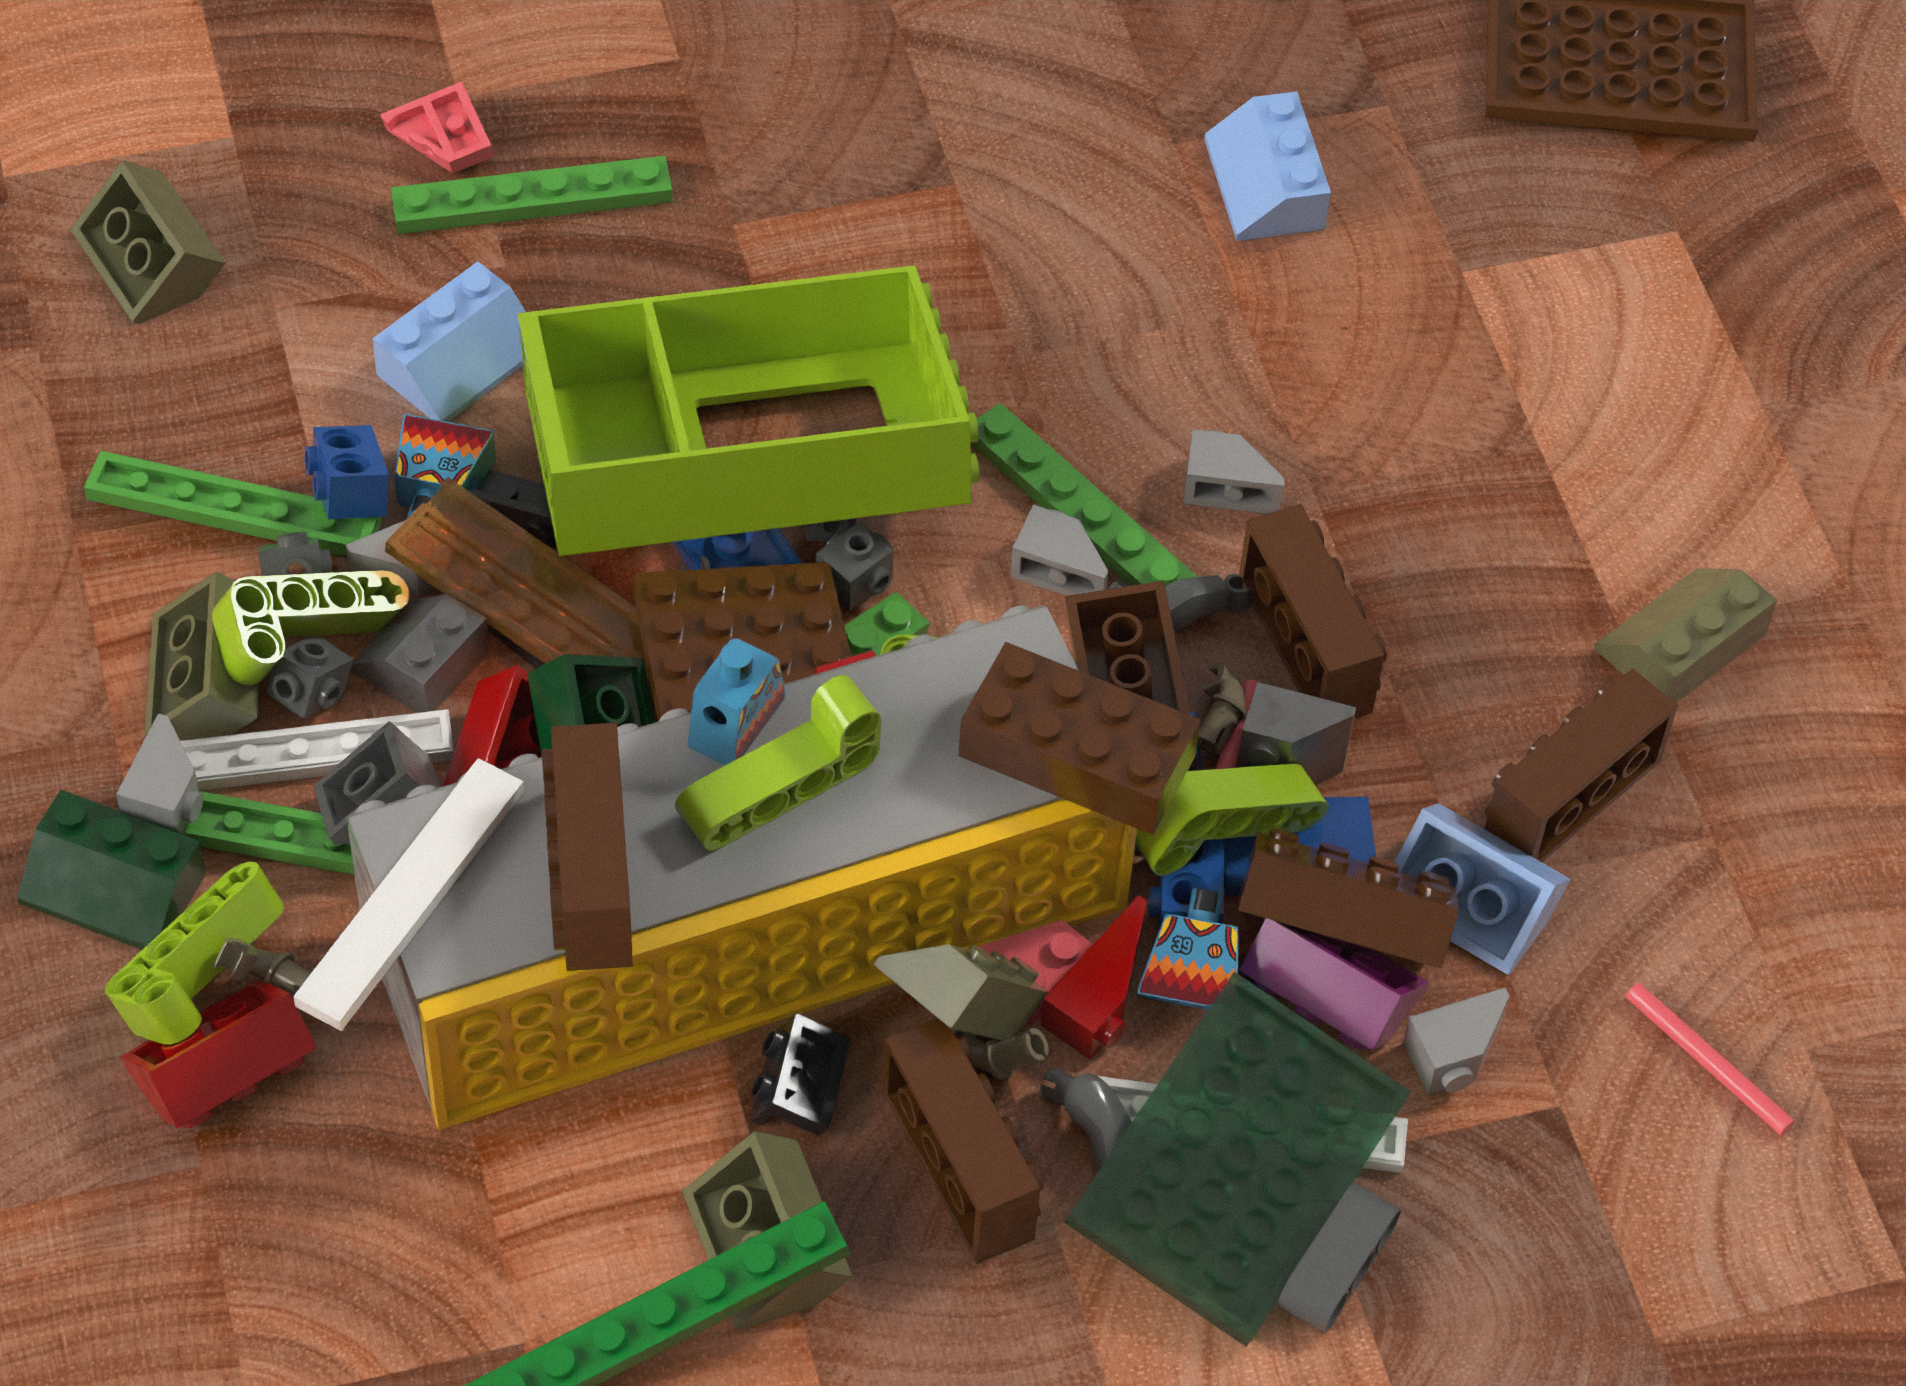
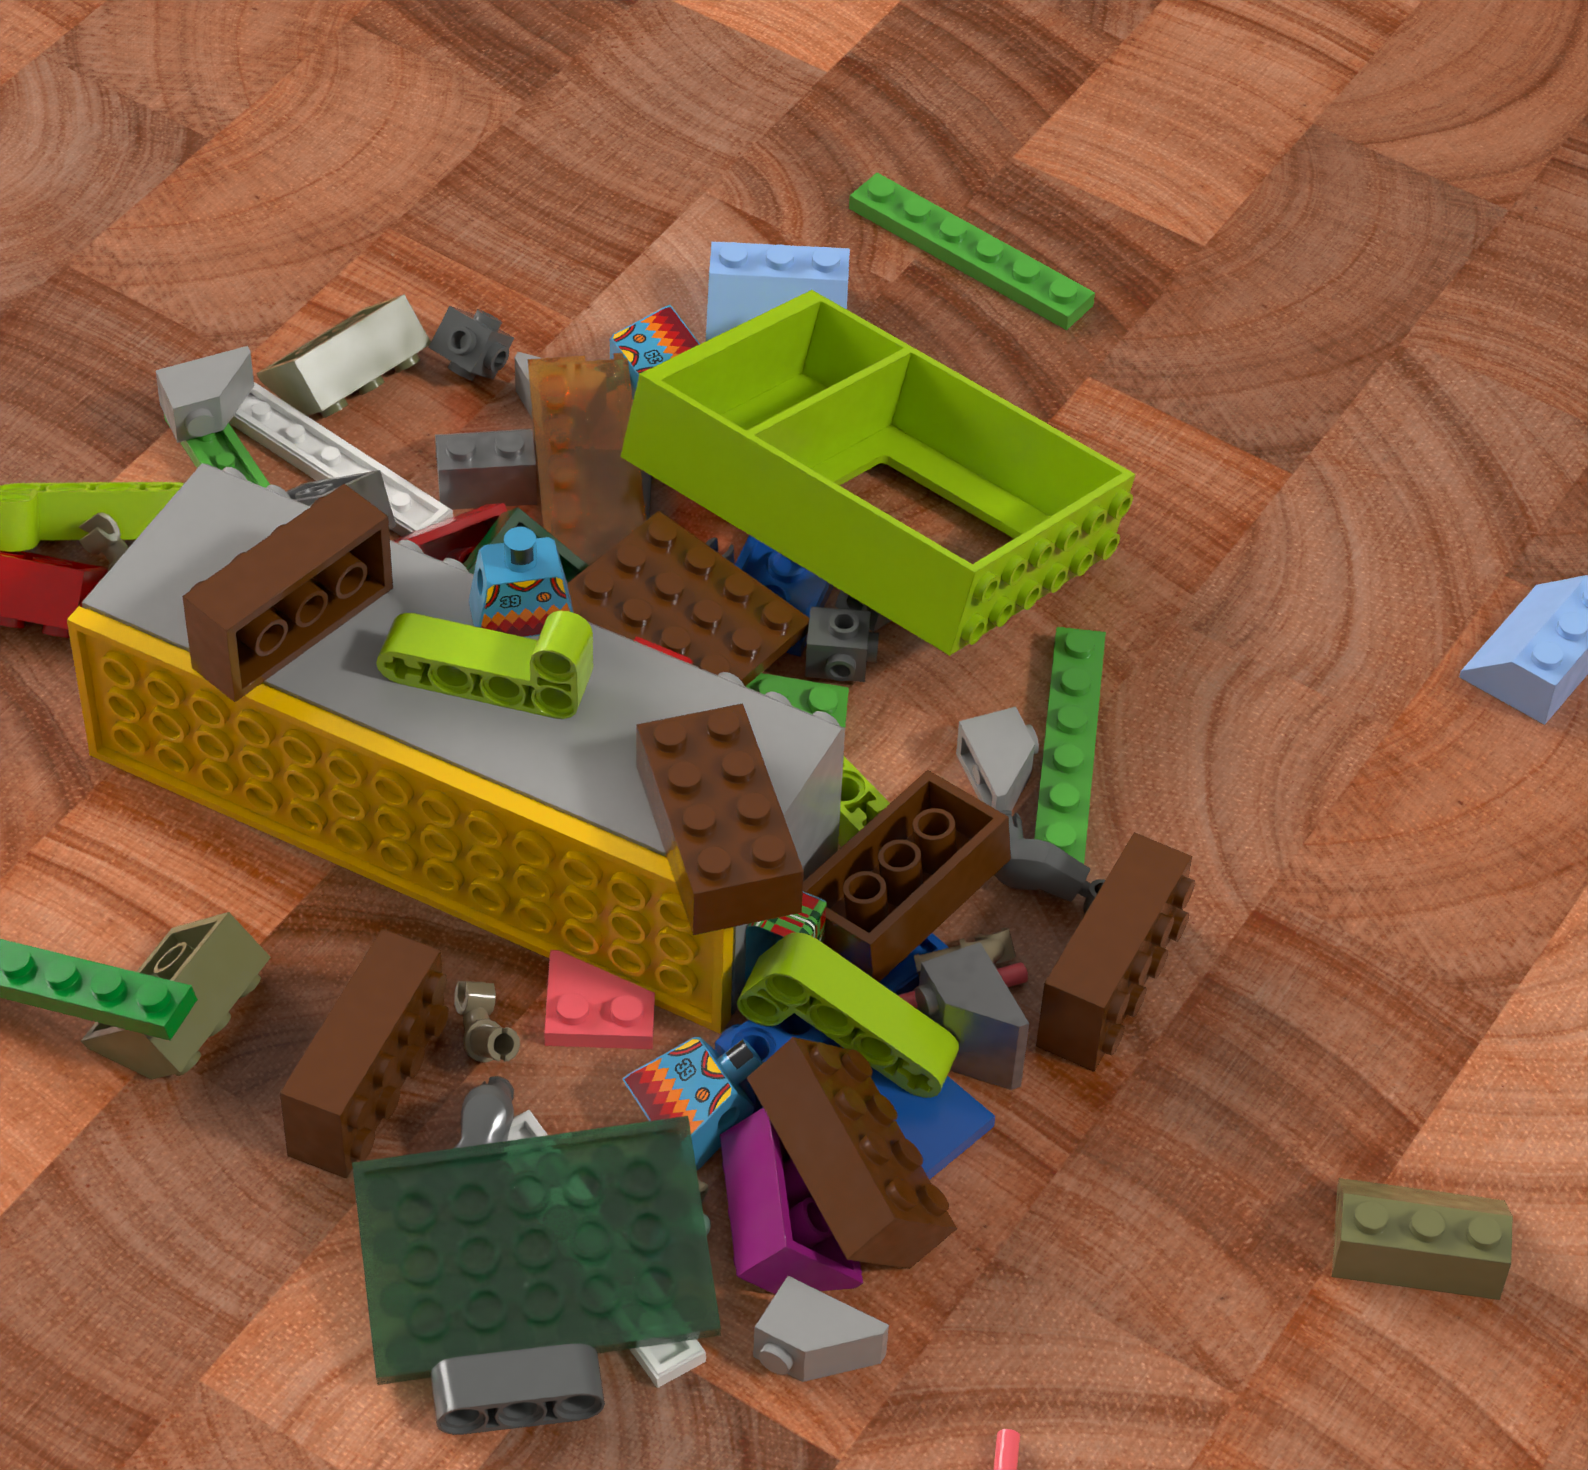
camera: 50 degrees right, 5 degrees down
(109, 870) = (114, 422): dark green slope -> none
(146, 243) = (671, 86): olive slope -> none
(219, 502) = (494, 273): bright green plate -> none
(310, 676) = (388, 413): dark grey brick -> none
(348, 472) = (585, 311): blue brick -> none
(362, 605) = (429, 373): lime beam -> none
(408, 894) = (149, 535): white tile -> none
(442, 128) = (967, 163): coral wing -> none
(800, 1074) = (339, 925): black bracket -> none
(968, 987) = (490, 959): olive slope -> none
(1092, 996) = (596, 1054): red slope -> none
(1230, 474) = (1202, 812): light grey slope -> none
(1500, 889) = (998, 1261): light blue slope -> none
(1581, 766) = (1170, 1236): reddish brown brick -> none

